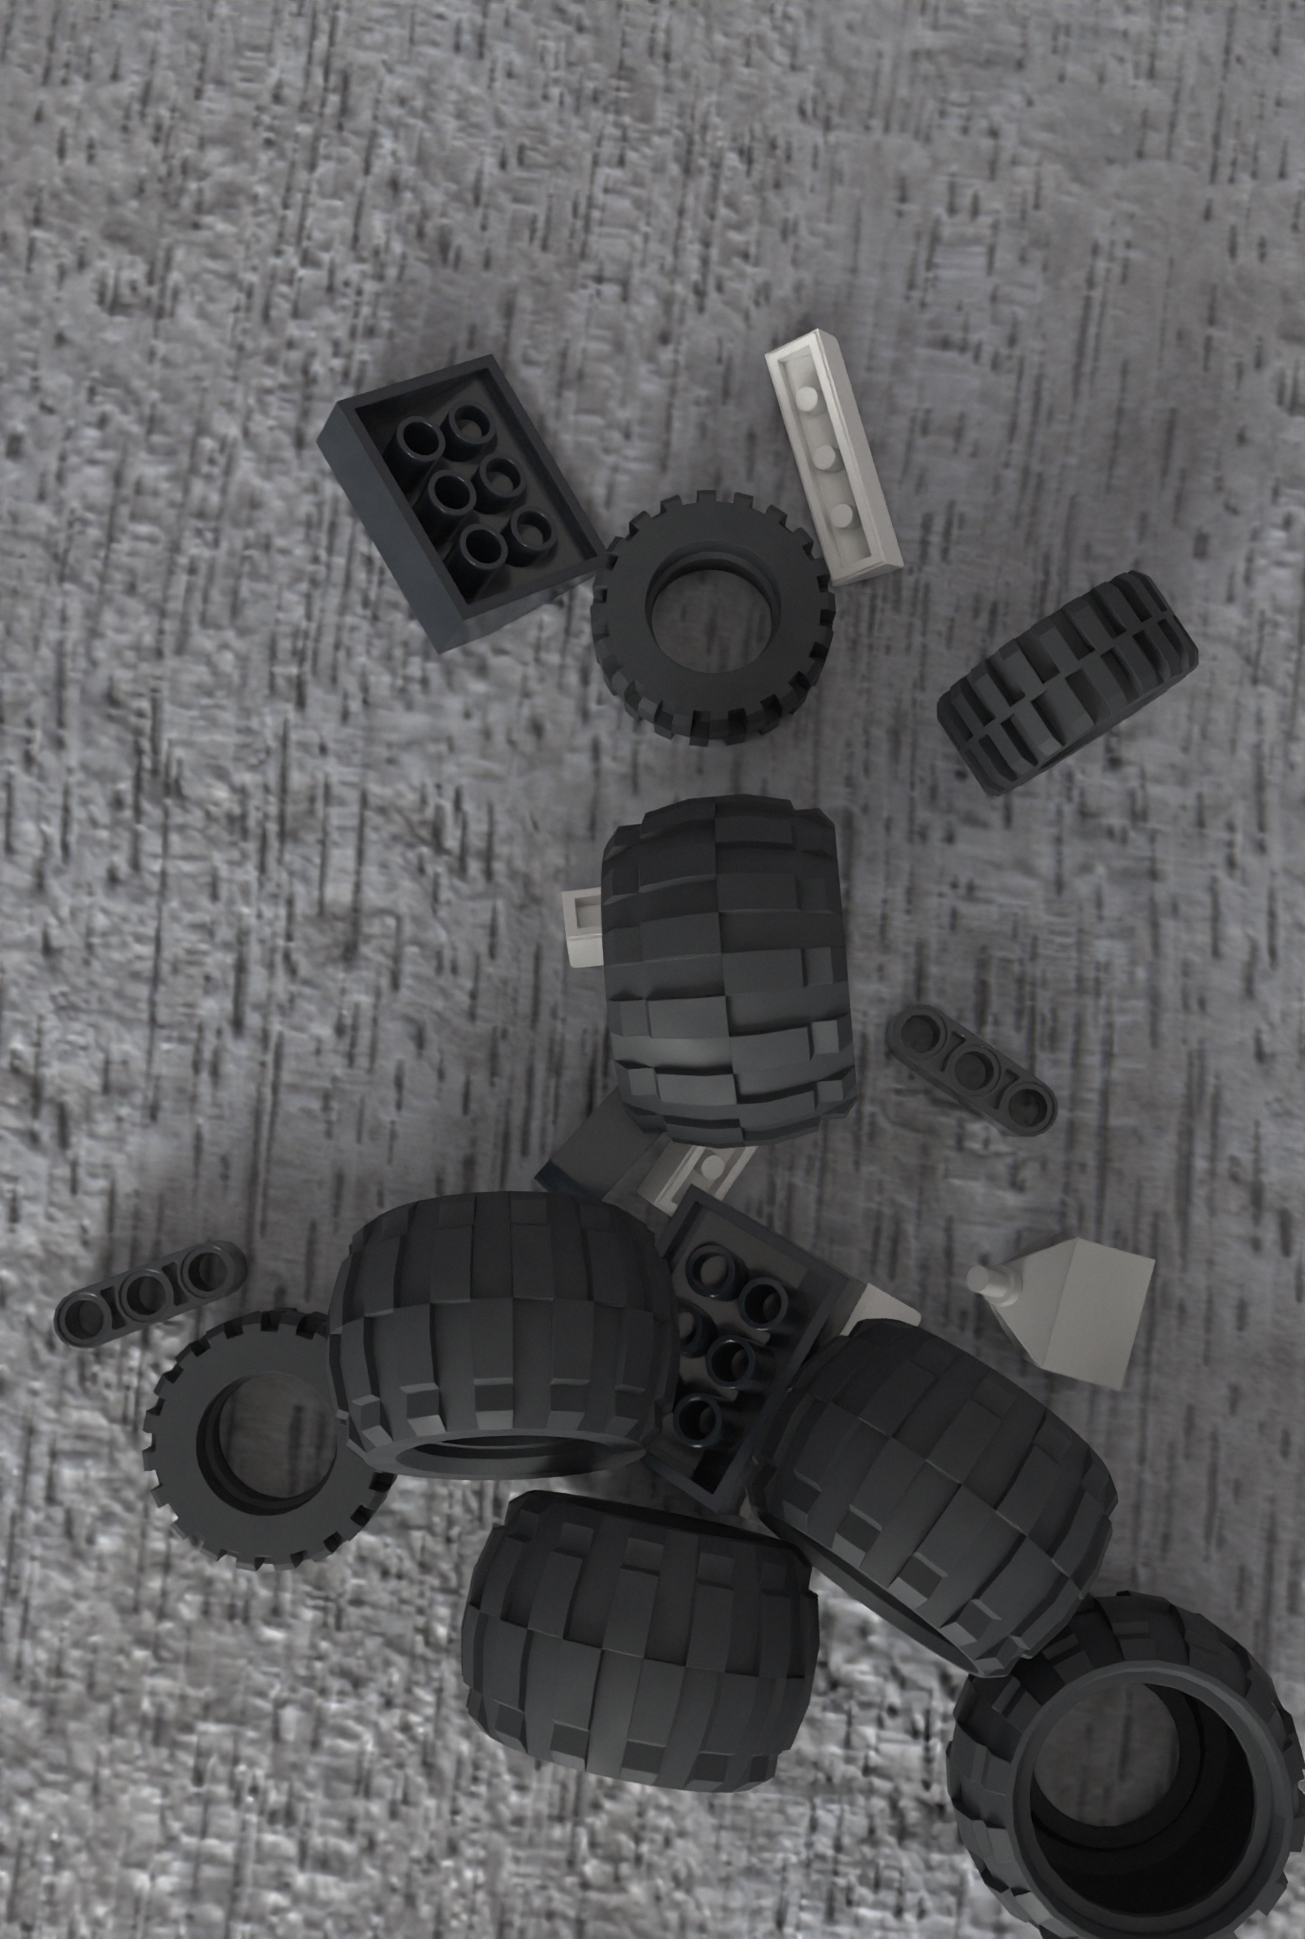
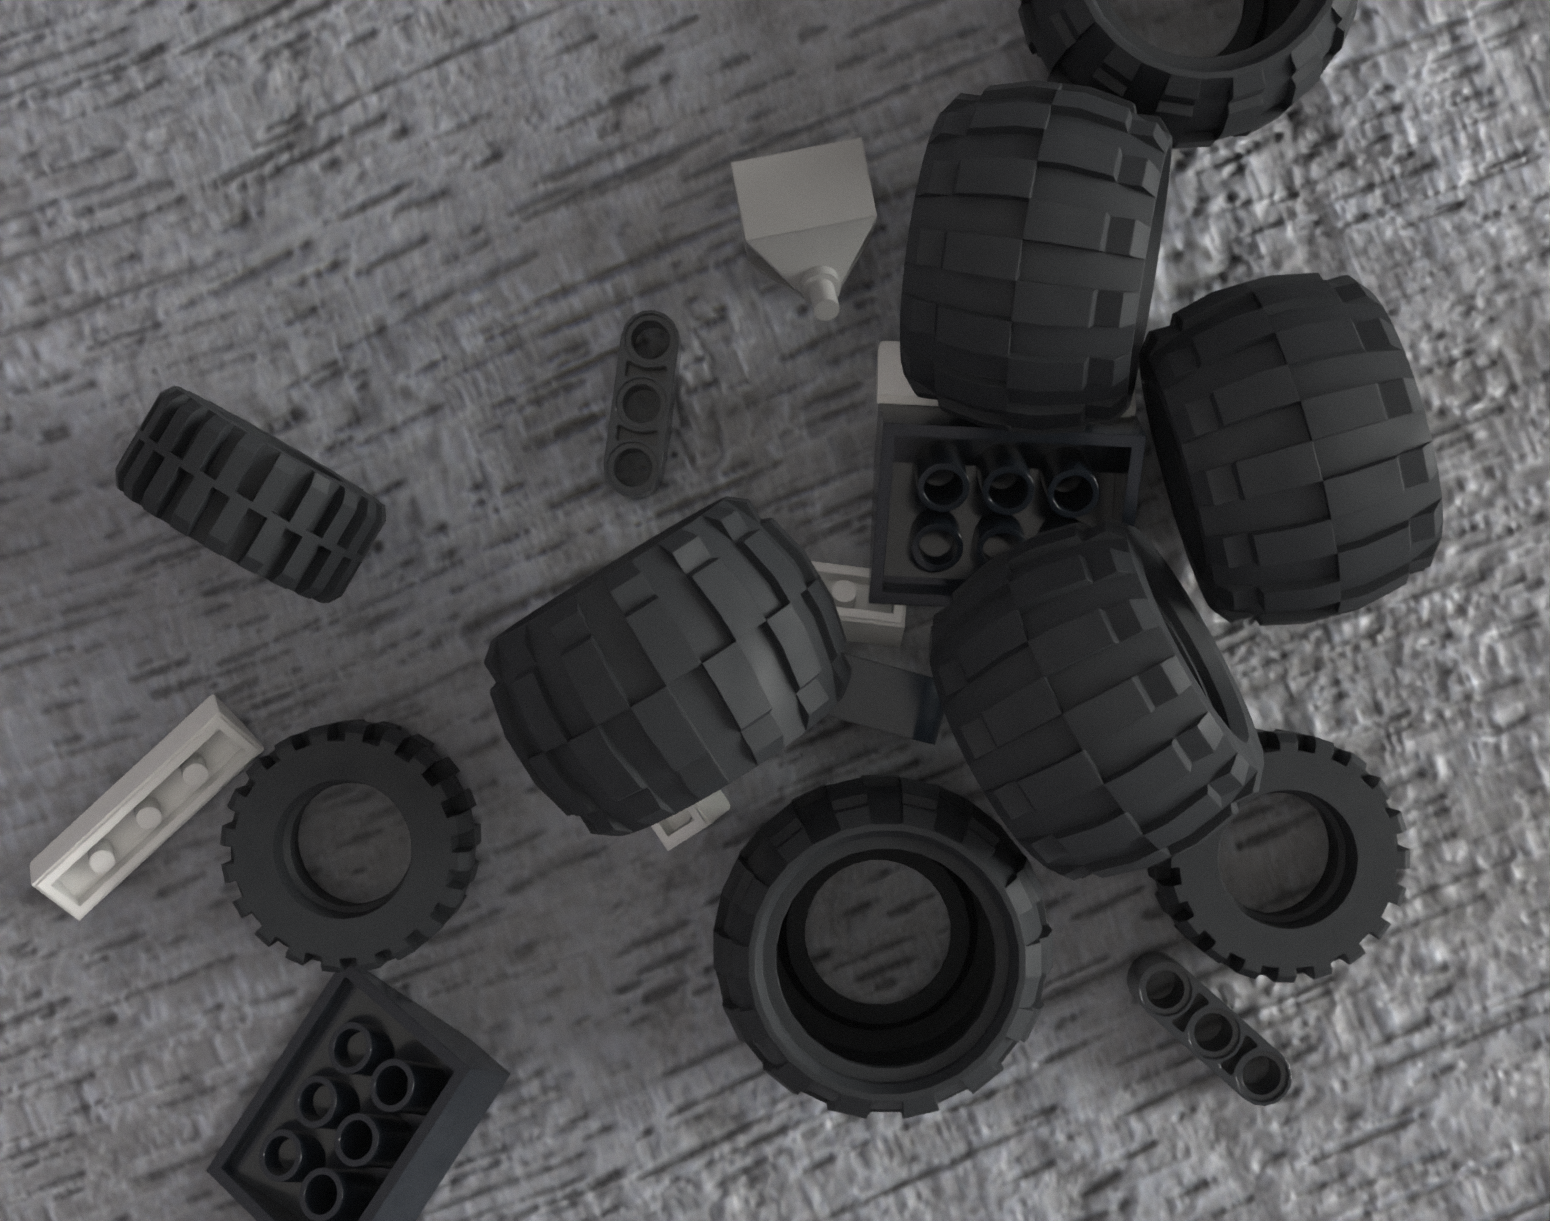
camera: 115 degrees left, 5 degrees up
(274, 1016) = (903, 1051): none -> black tyre

